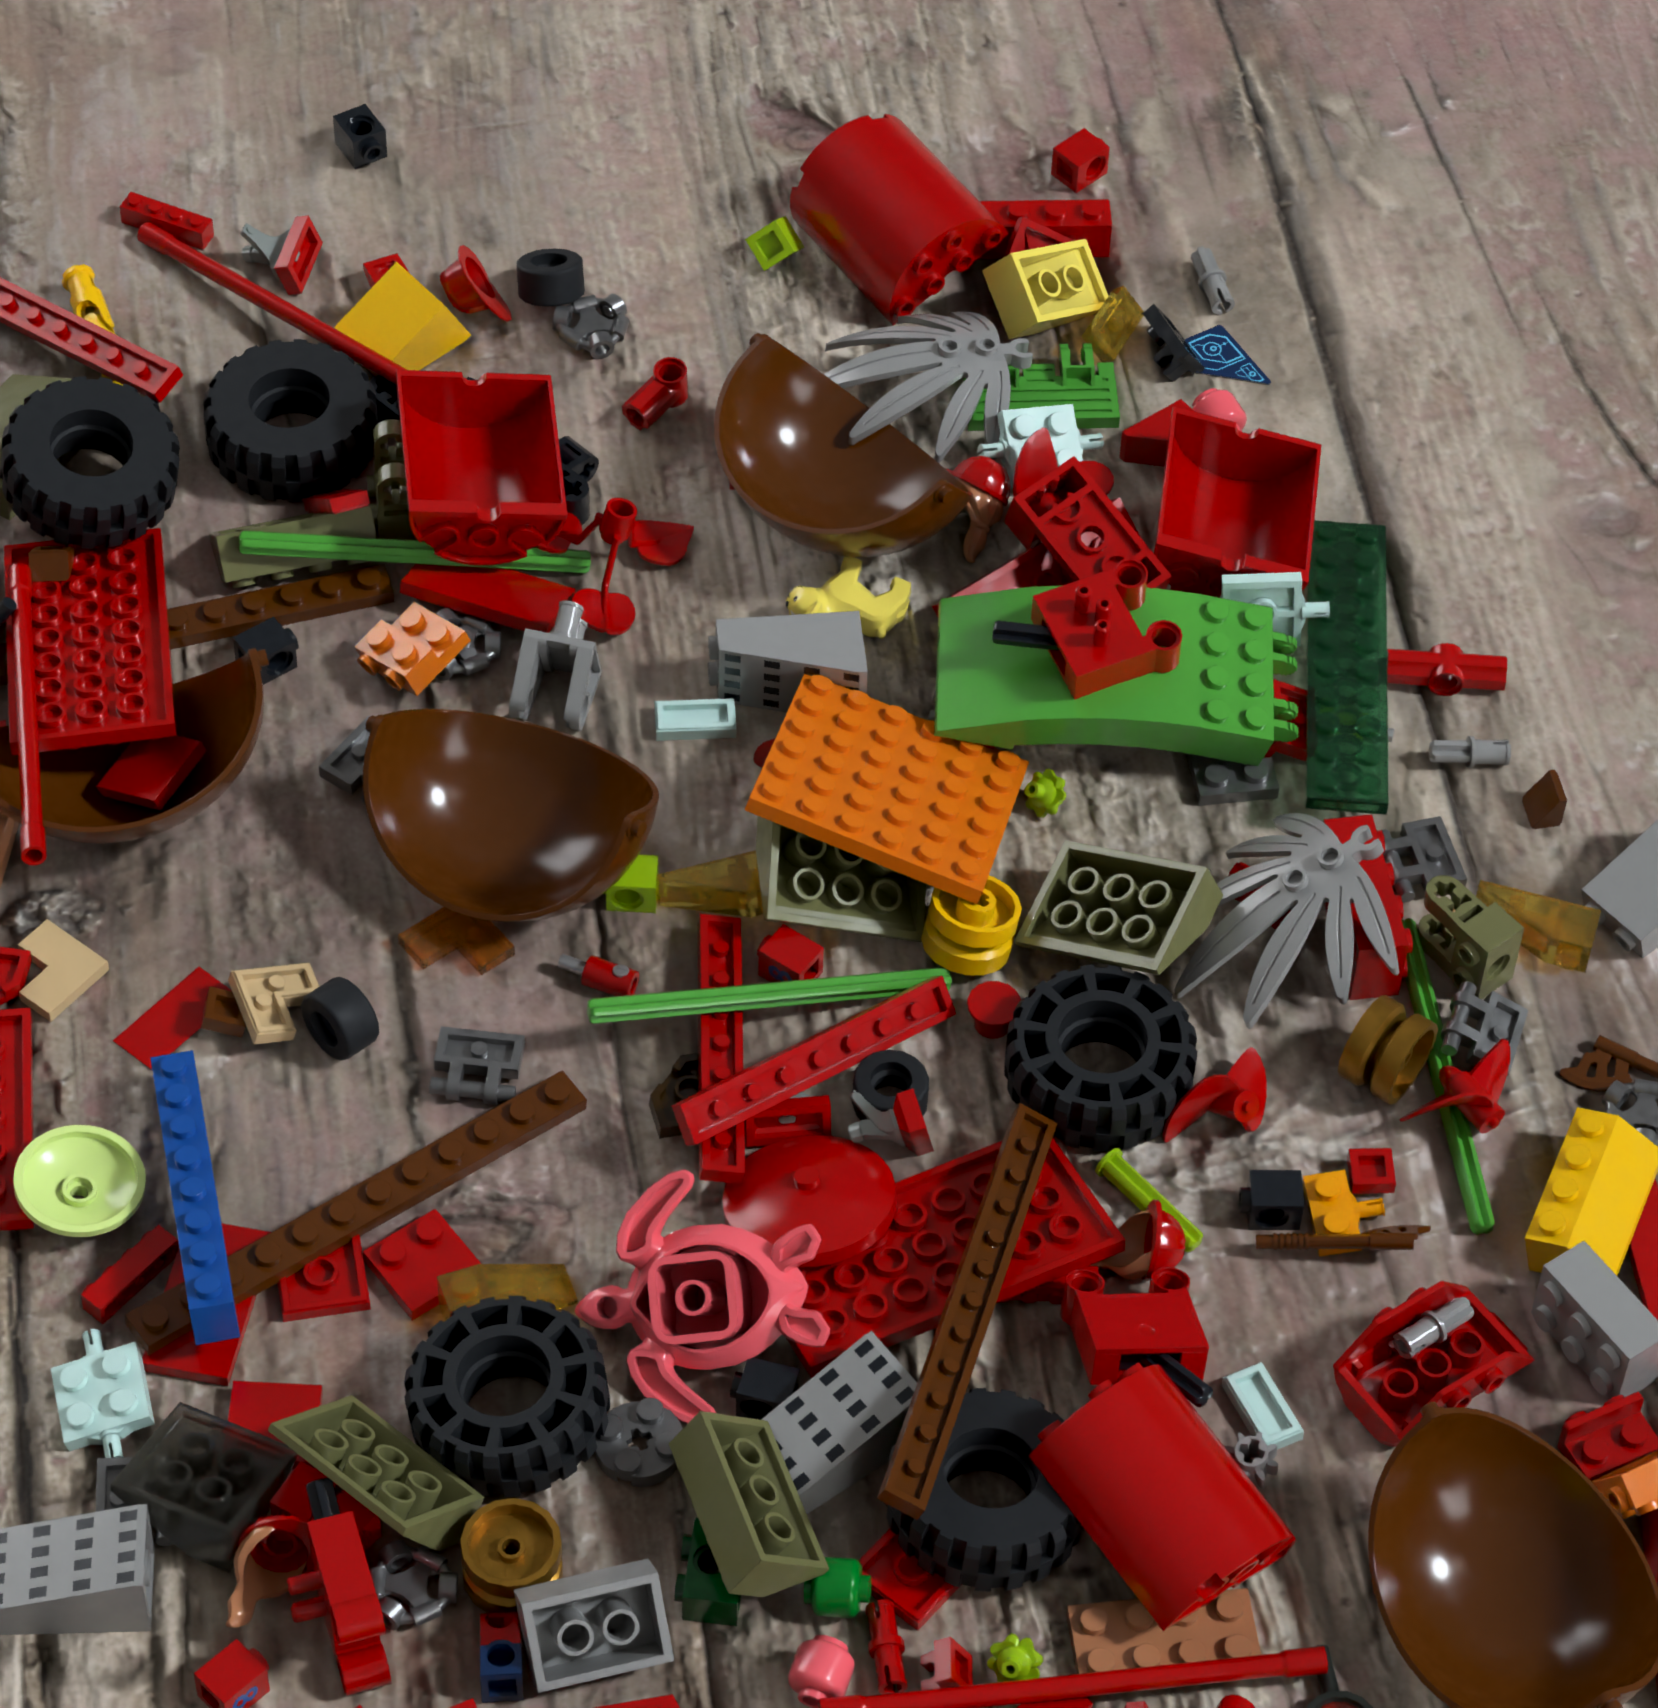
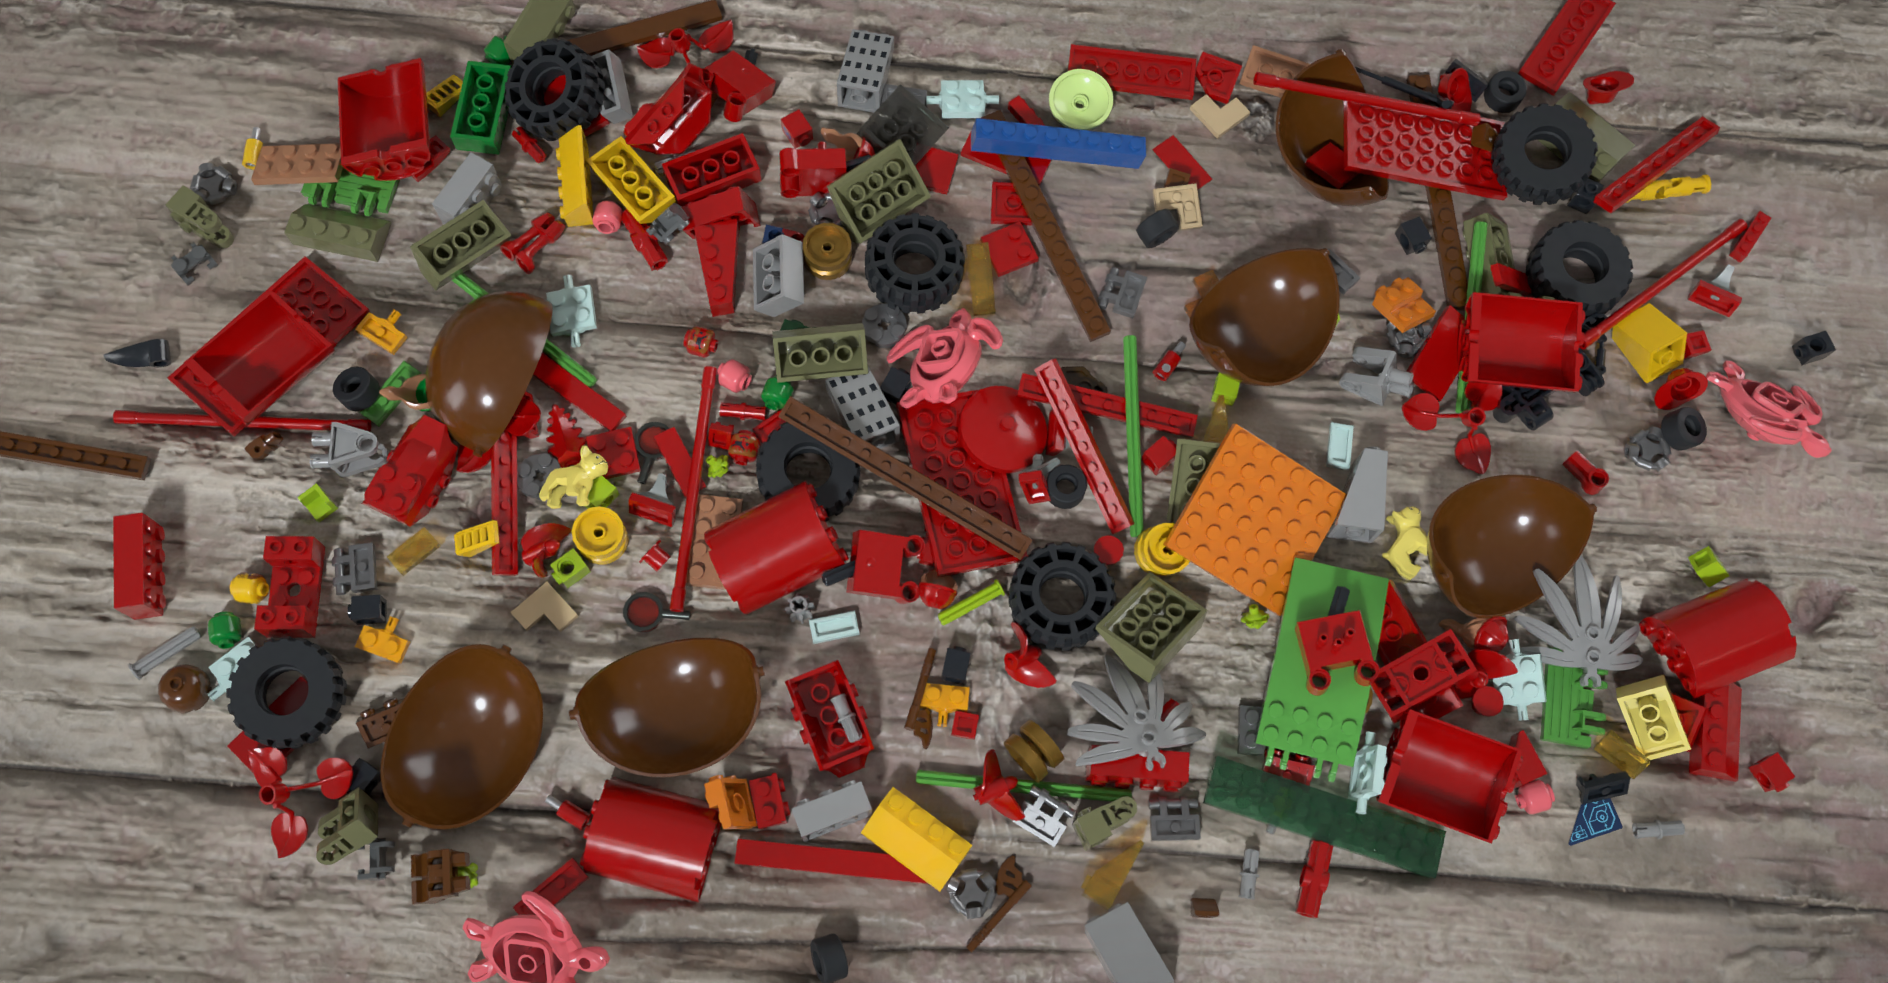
camera: 100 degrees right, 20 degrees up
(497, 172) = (1771, 411): none -> coral animal
(966, 1621) = (744, 447): none -> red head

